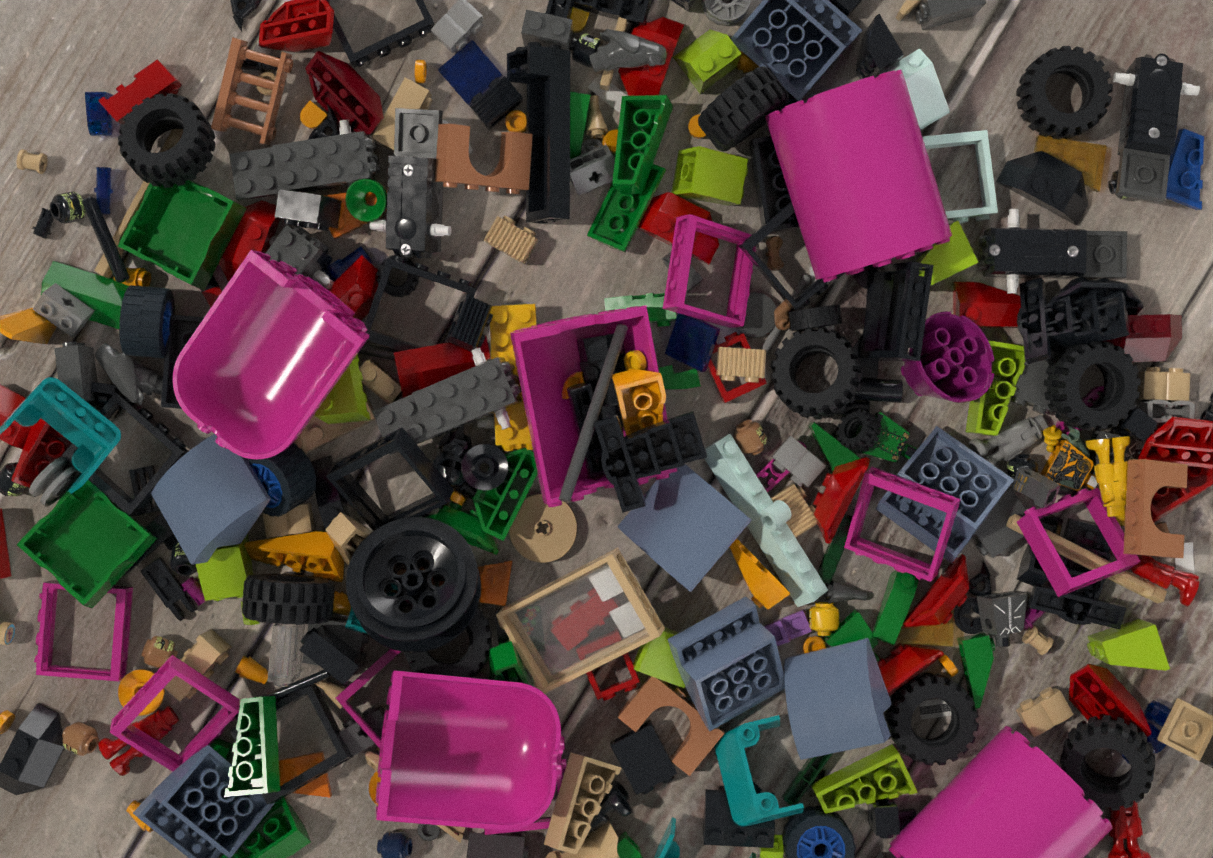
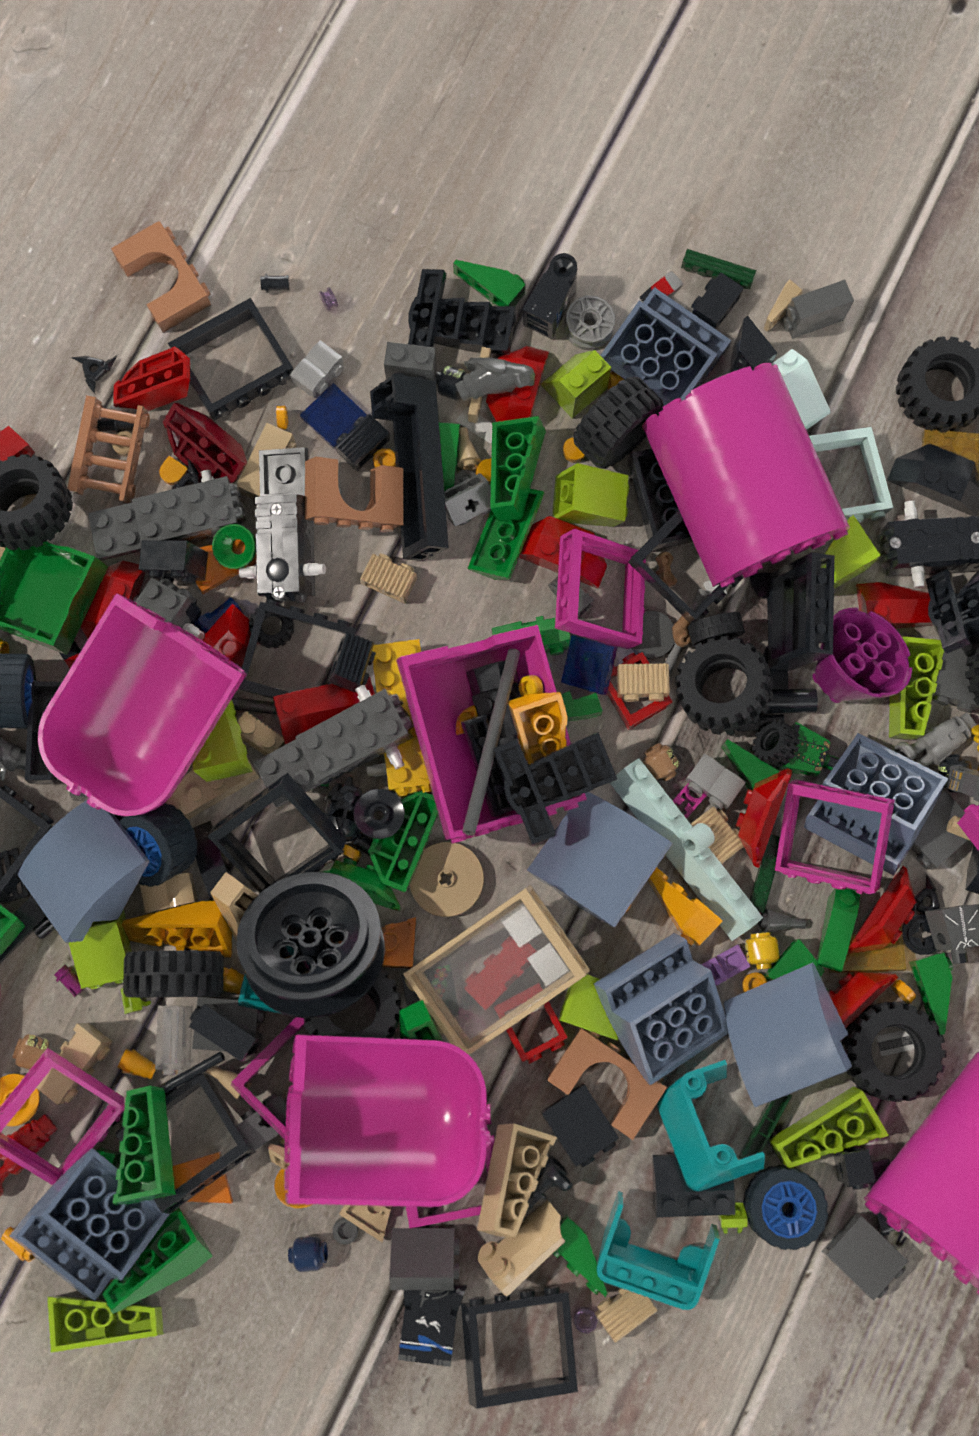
camera: 10 degrees left, 10 degrees down
(167, 587) = (38, 979): black hinge -> none
(180, 562) = (54, 947): black head -> none
(579, 19) = (442, 355): yellow tile -> none

